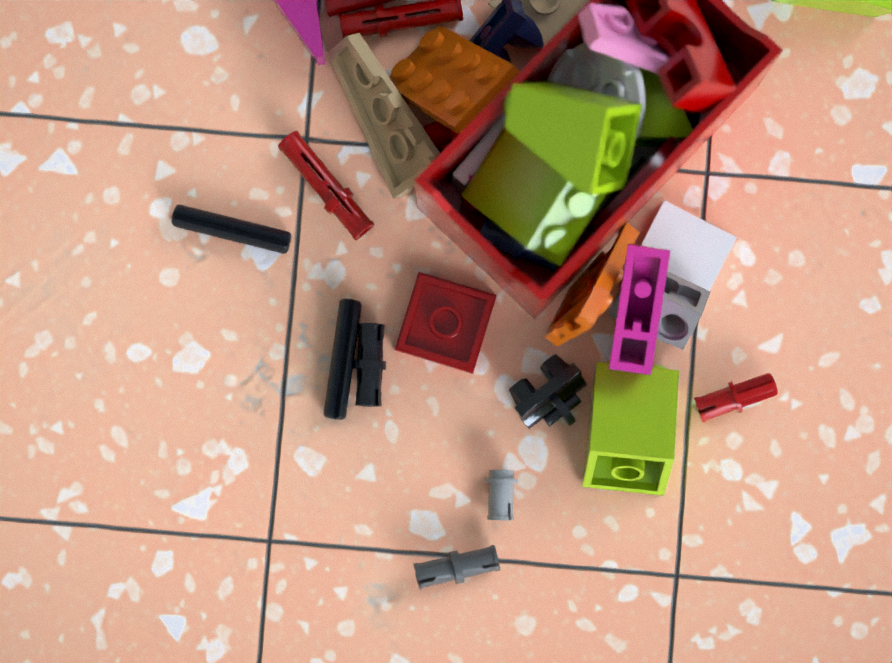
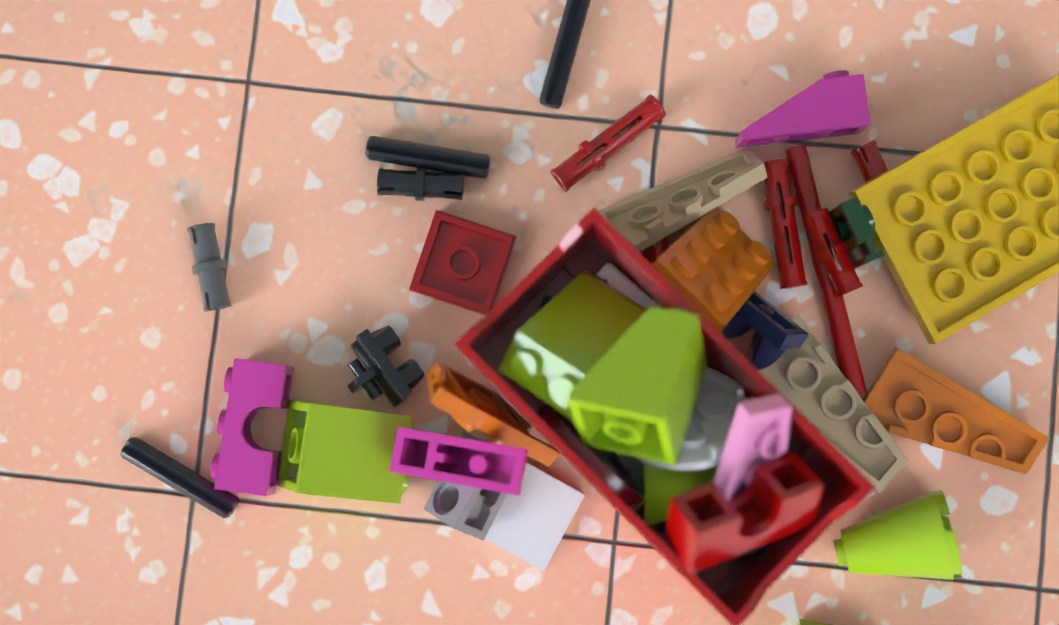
camera: 90 degrees right, 0 degrees up
(500, 494) = (281, 314): light grey pin -> none
(646, 523) = (242, 463): none -> dark pink arch
(660, 587) = (179, 477): none -> black axle
(736, 396) = (374, 564): red axle -> none

